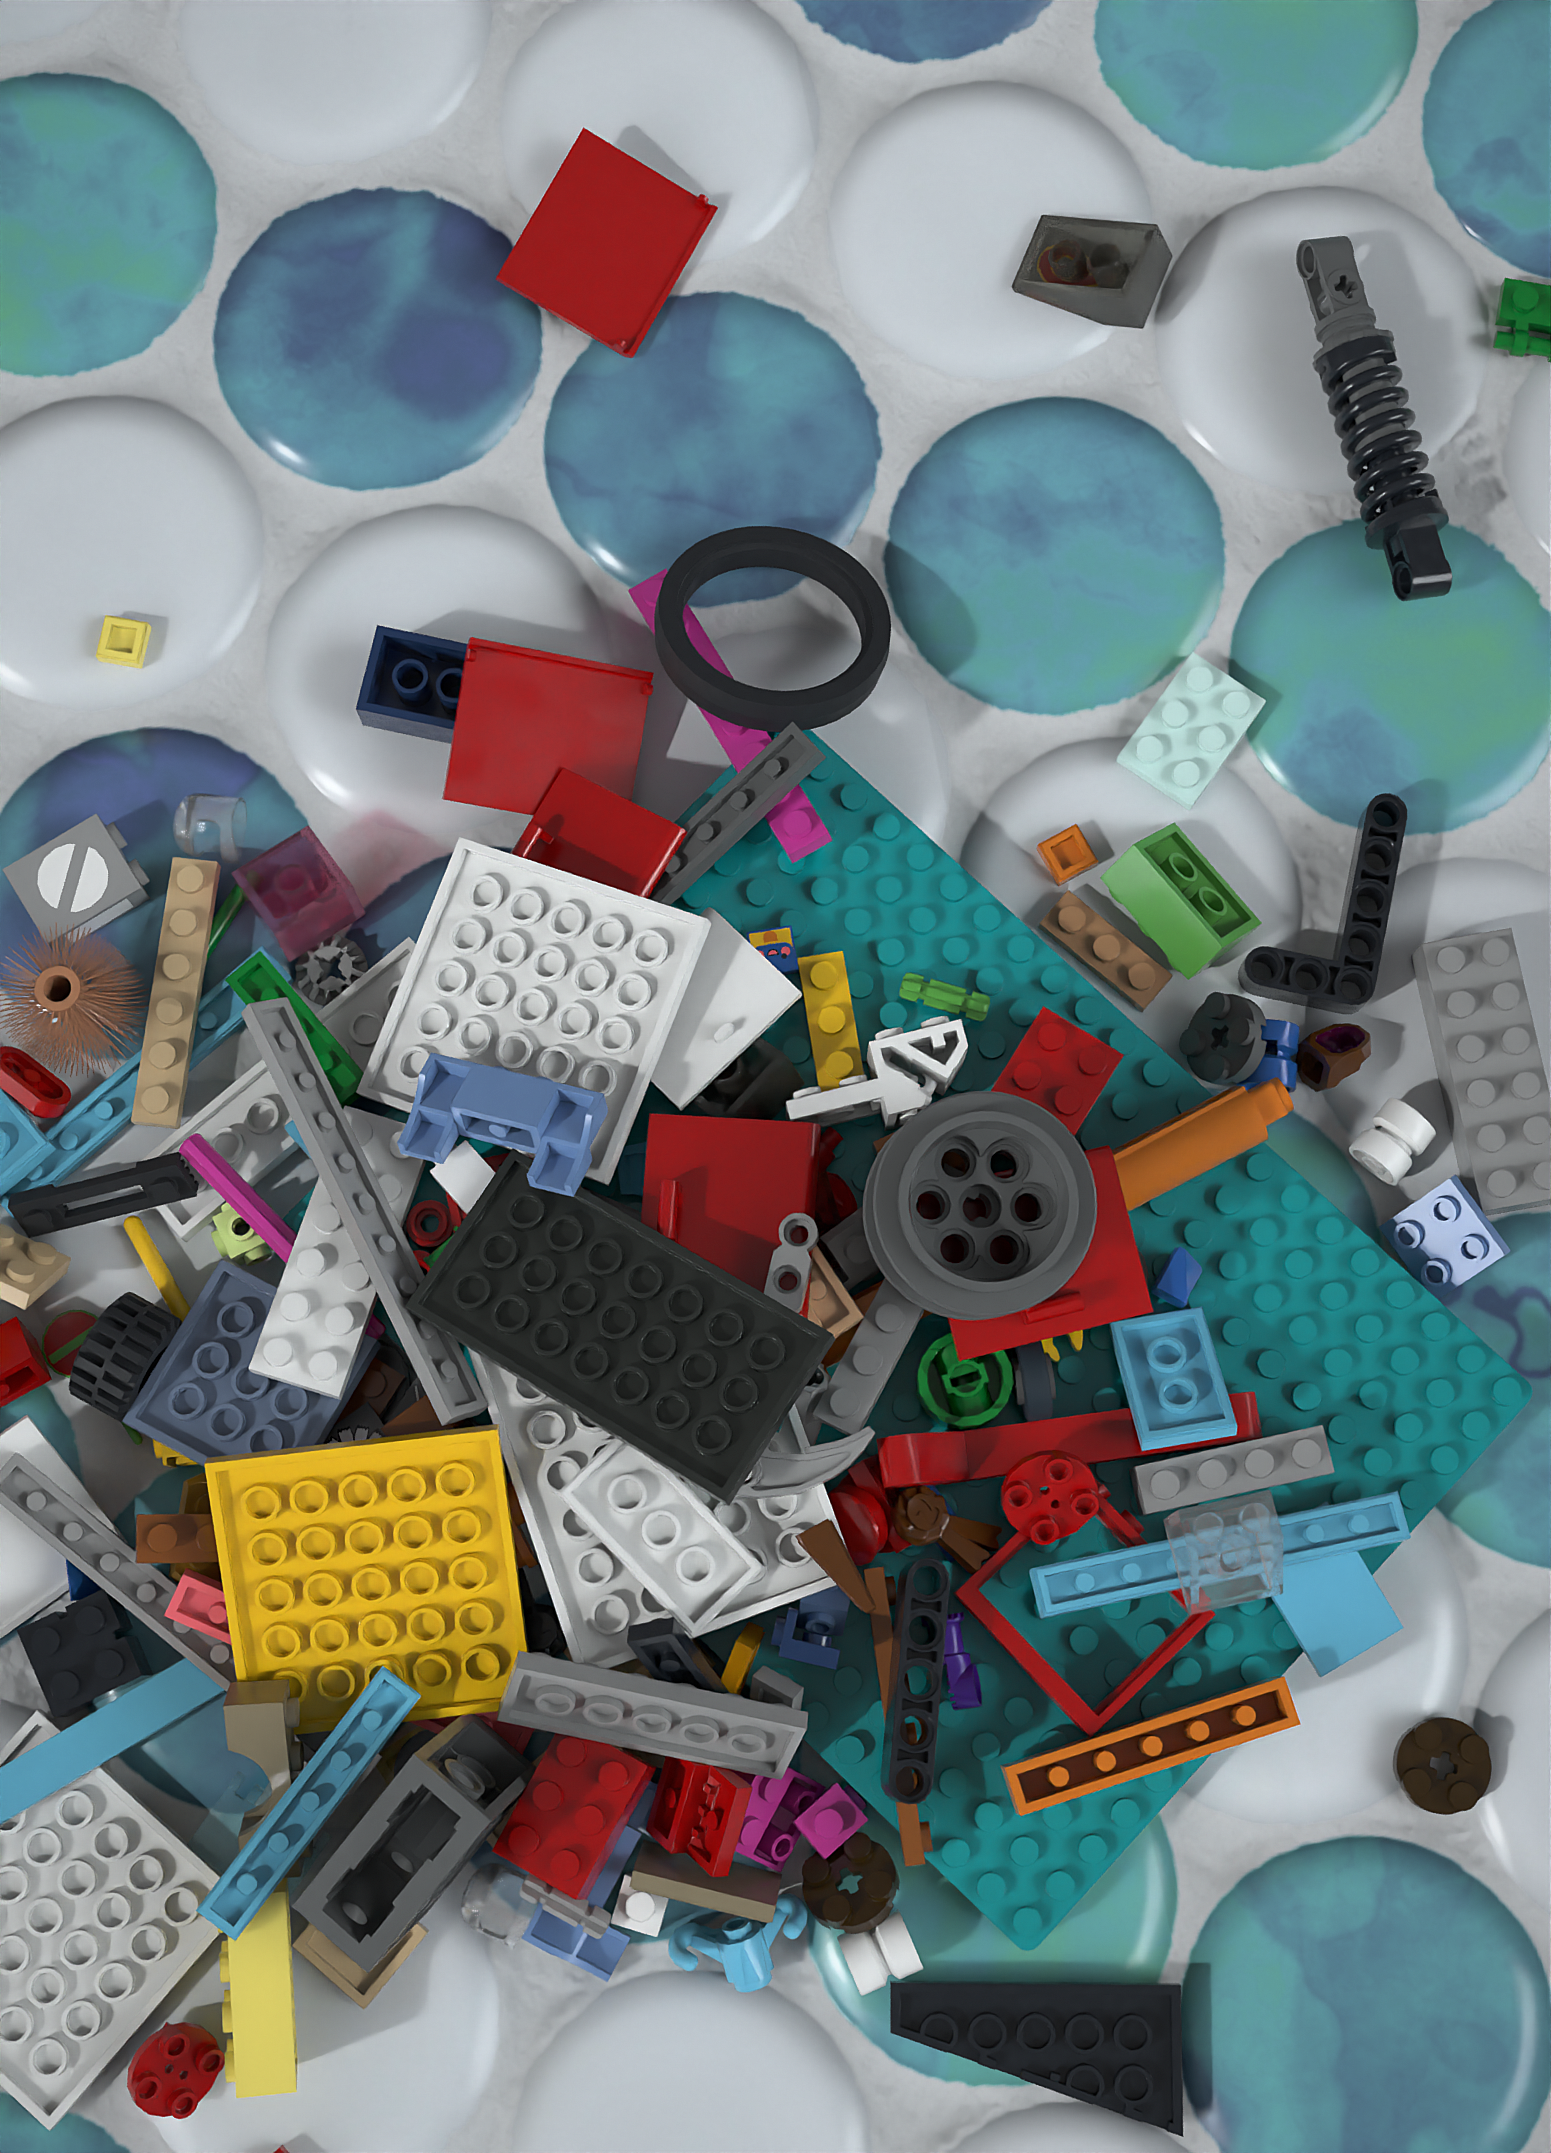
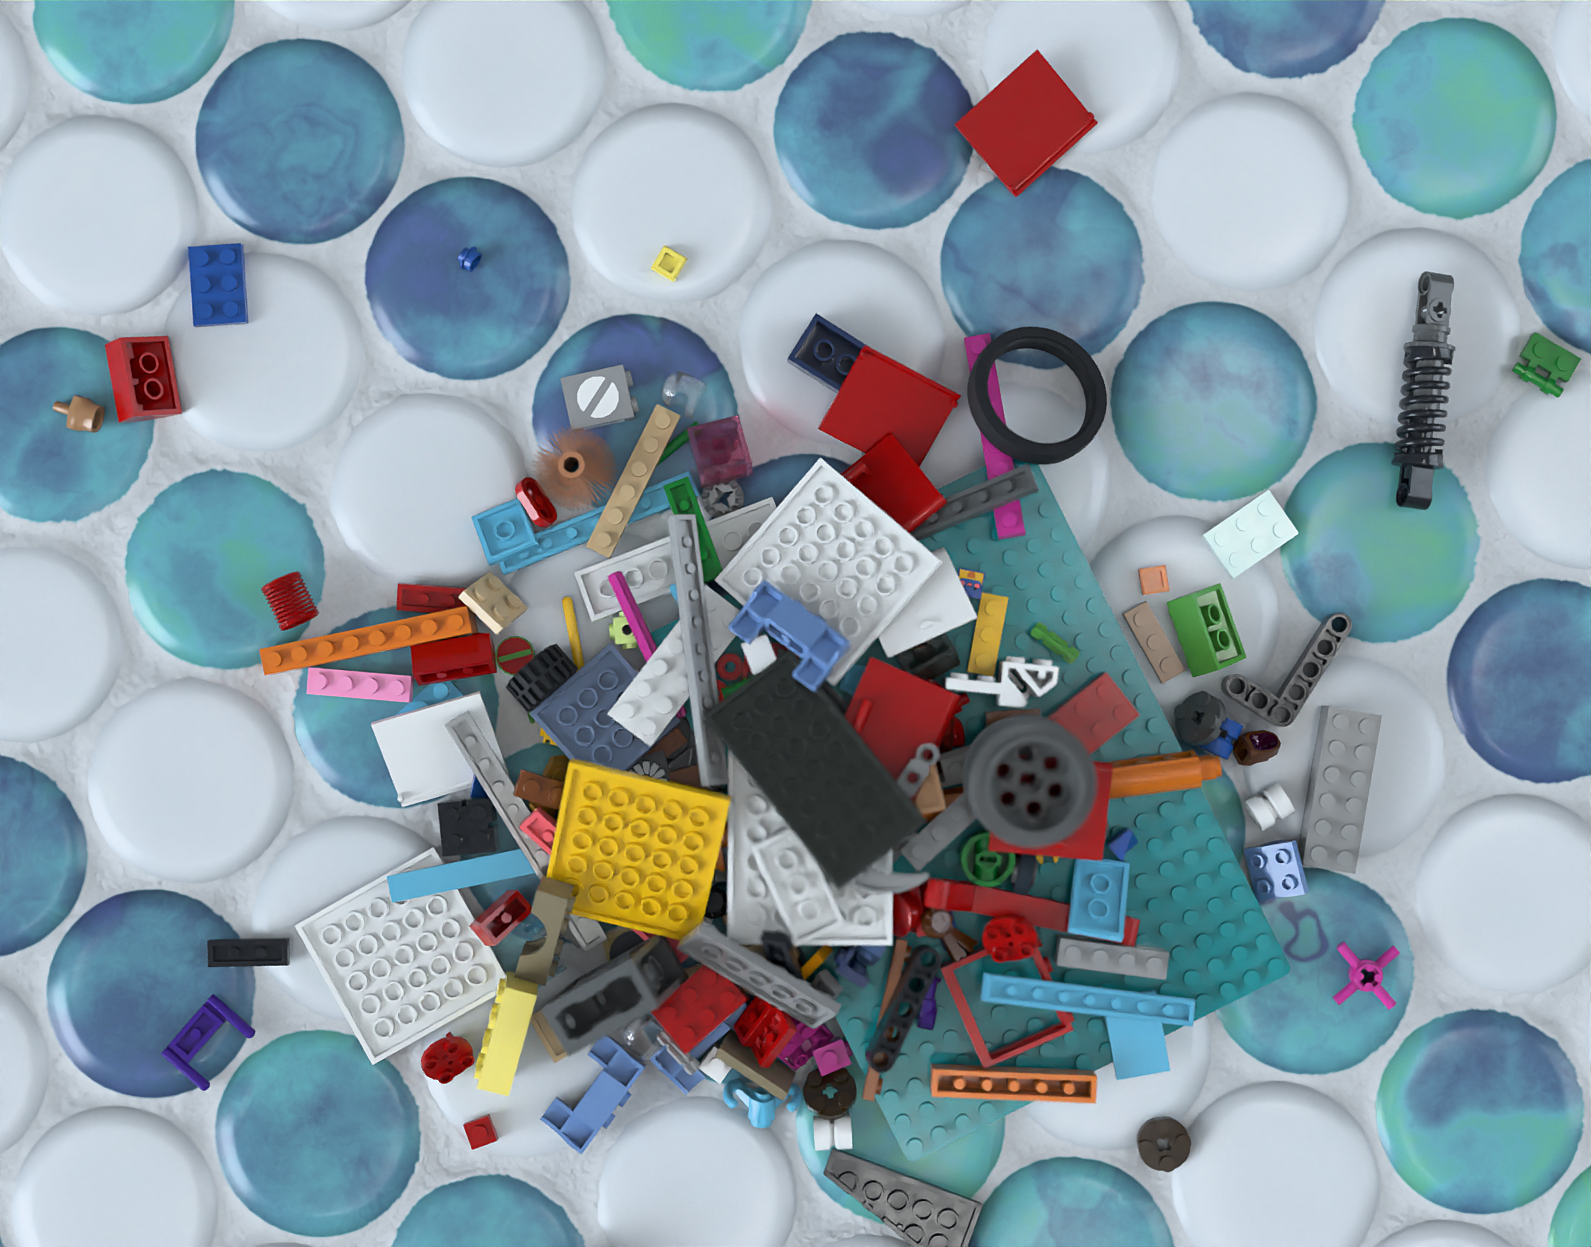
camera: 25 degrees right, 10 degrees up
(161, 1178) = (591, 587): black container -> none
(188, 1787) = (501, 917): none -> red brick
(308, 1803) = (564, 954): medium azure tile -> none
(460, 2057) = (595, 1108): none -> medium blue bracket
(830, 1553) = (882, 929): reddish brown slope -> none
(1095, 268) = (1300, 240): clear smoke slope -> none
(1227, 1551) = (1092, 1002): clear slope -> none

